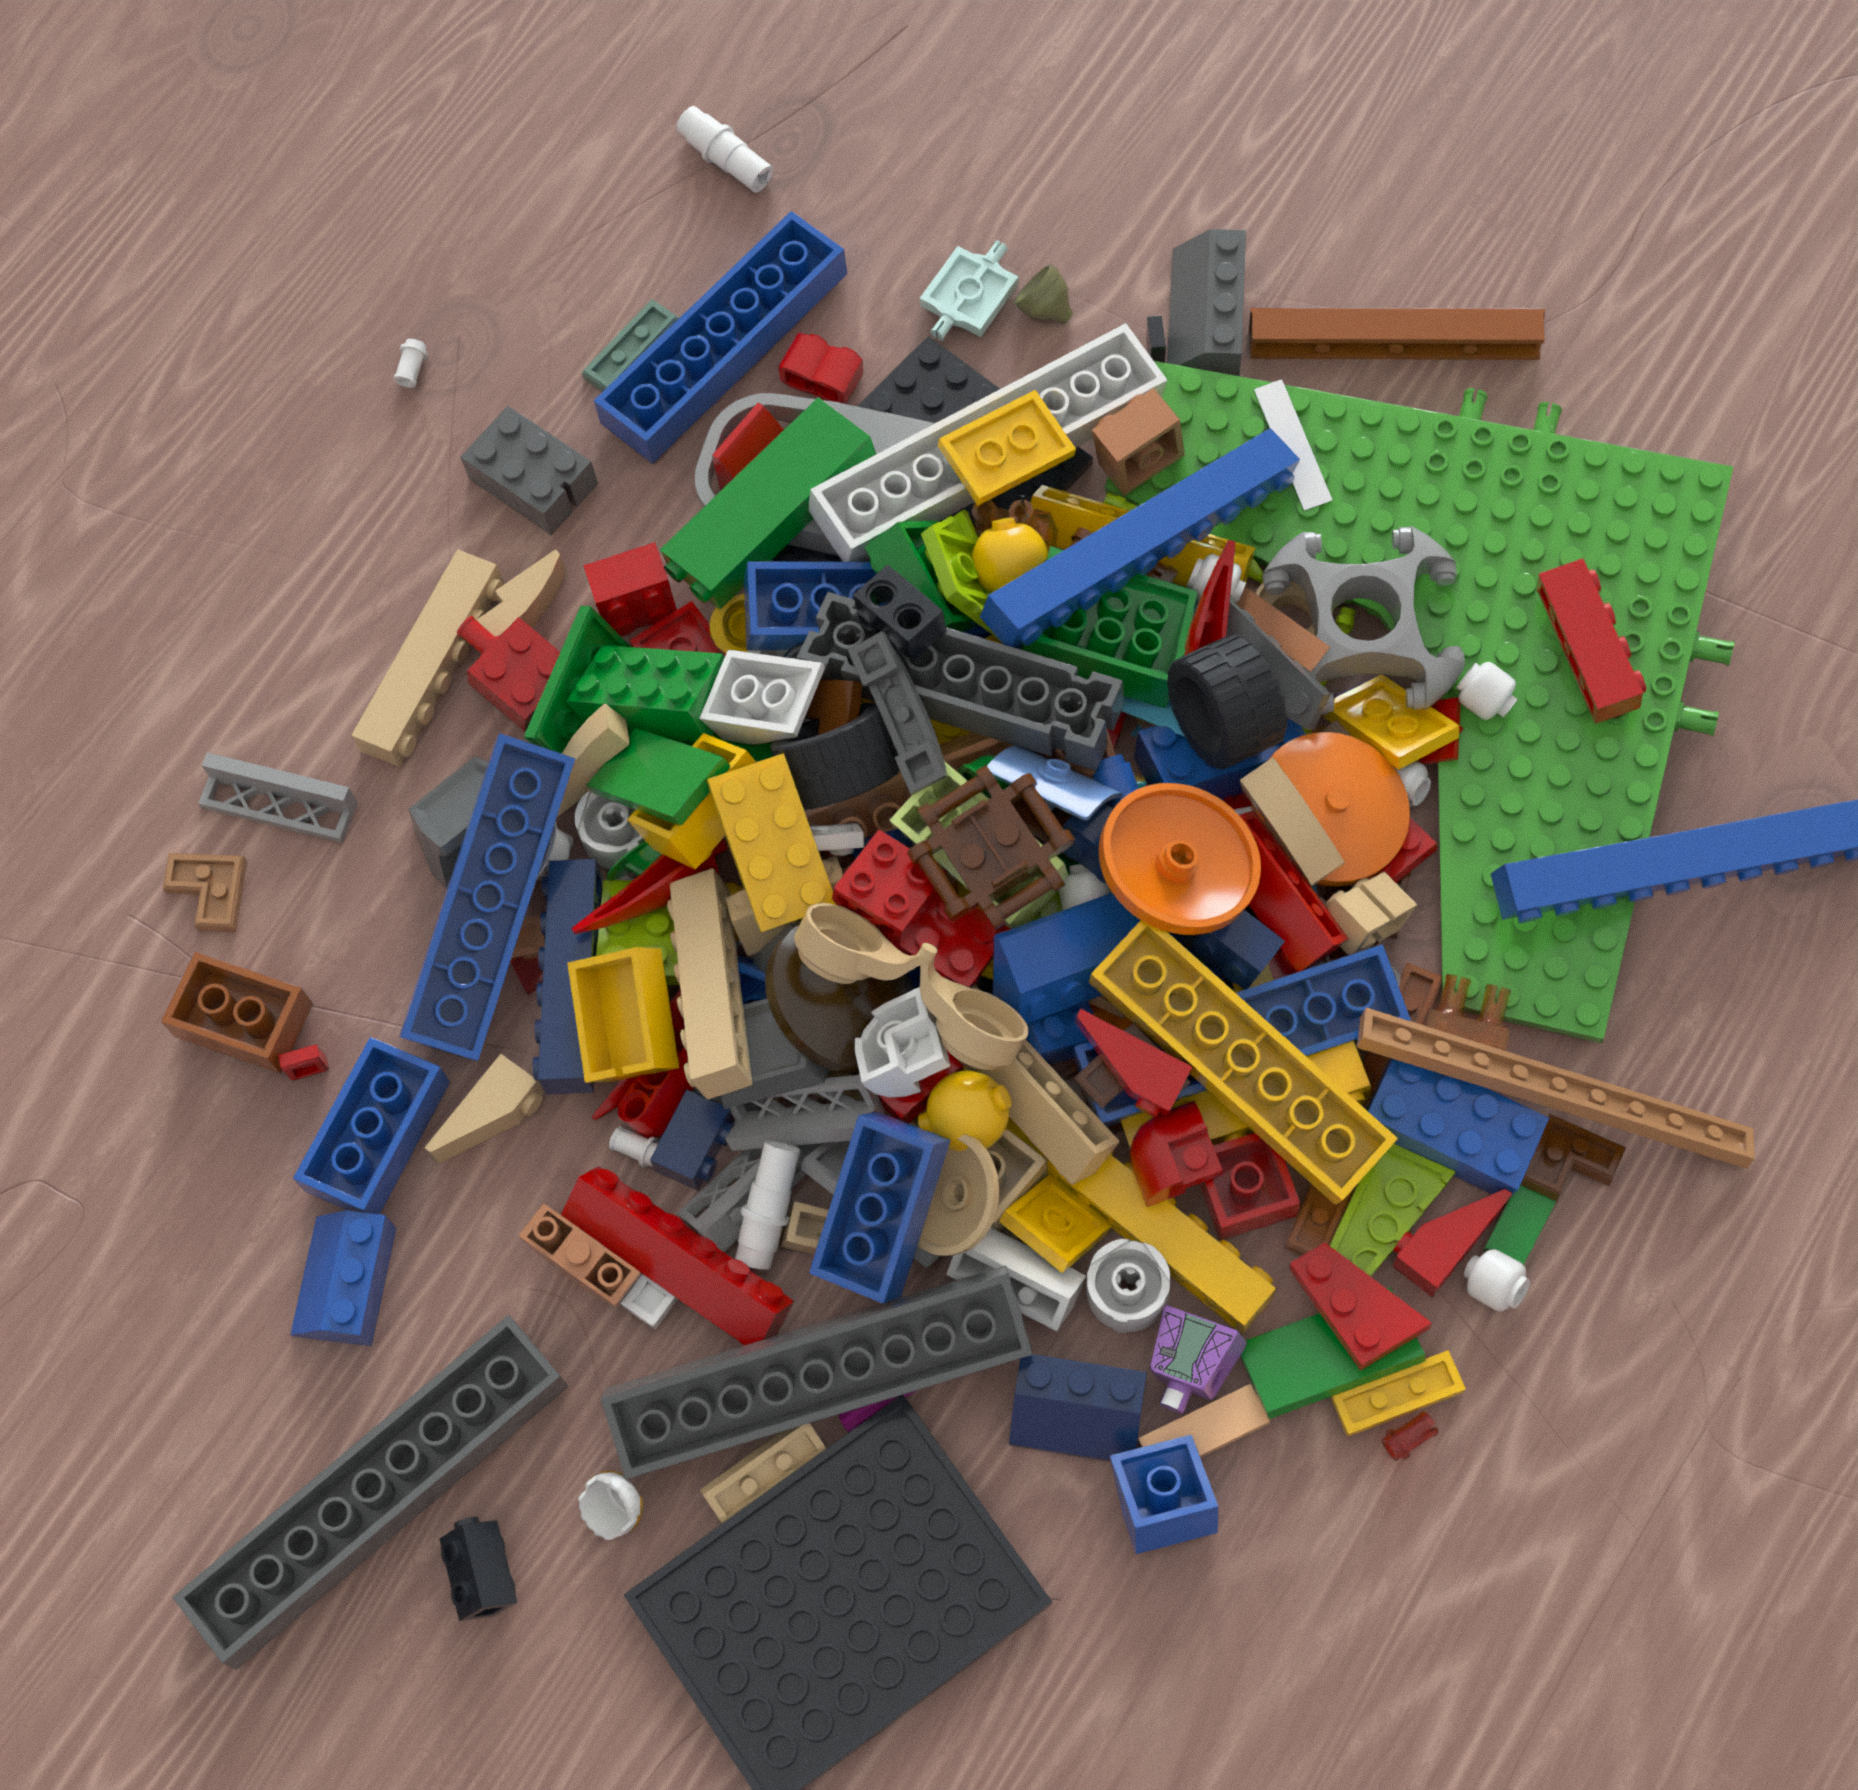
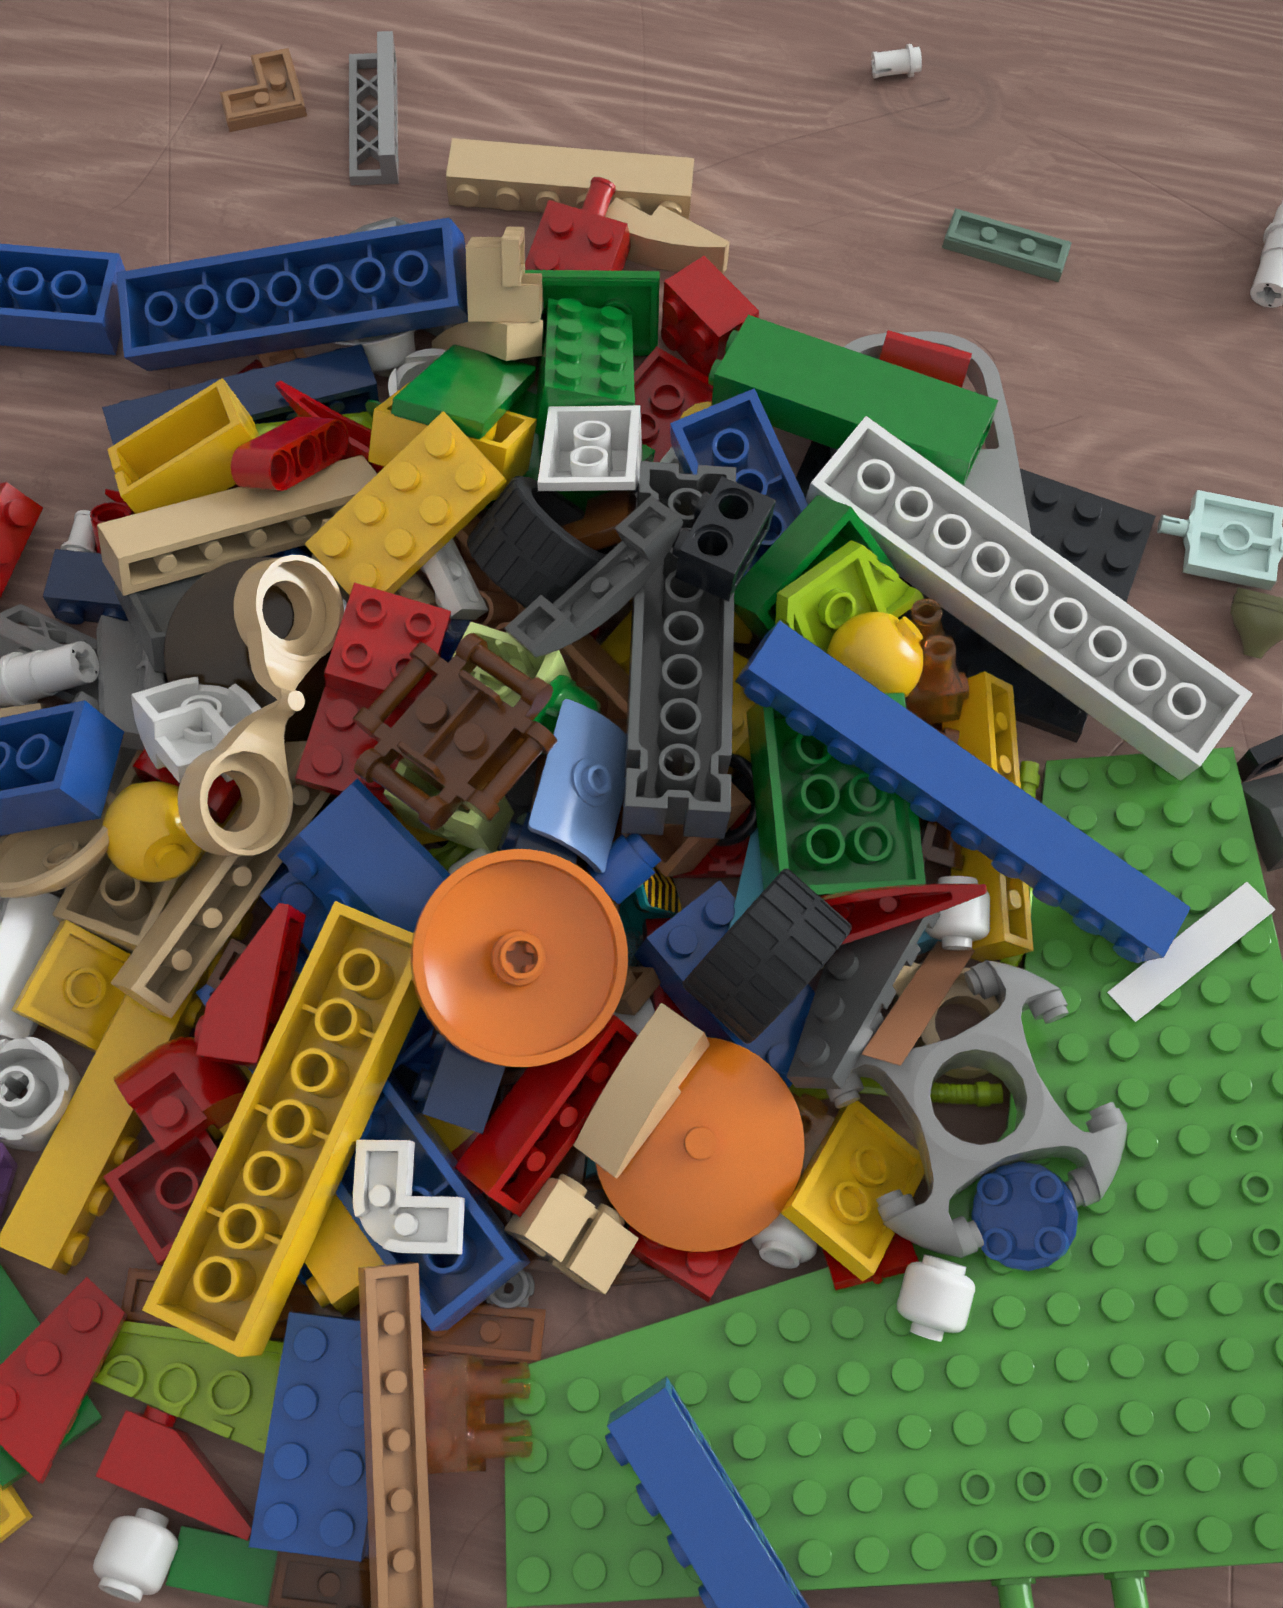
camera: 60 degrees right, 0 degrees up
(237, 1012) = (127, 148): dark orange brick -> none
(303, 1062) = (96, 222): red tile -> none
(491, 1107) = (81, 386): tan slope -> none
(529, 469) = (819, 189): dark grey piece -> none
(556, 718) = (498, 282): none -> tan plate
(664, 926) = (289, 453): none -> red beam
(721, 337) = (1056, 313): blue brick -> none
(821, 368) = (1062, 423): red brick -> none
(1006, 447) = (1014, 604): yellow plate -> none
(1138, 441) = (1106, 762): nougat brick -> none
(1323, 1017) = (390, 1211): none -> white plate
(1450, 615) = (1024, 1216): none -> blue dish
(1590, 640) = (1056, 1417): red brick -> none

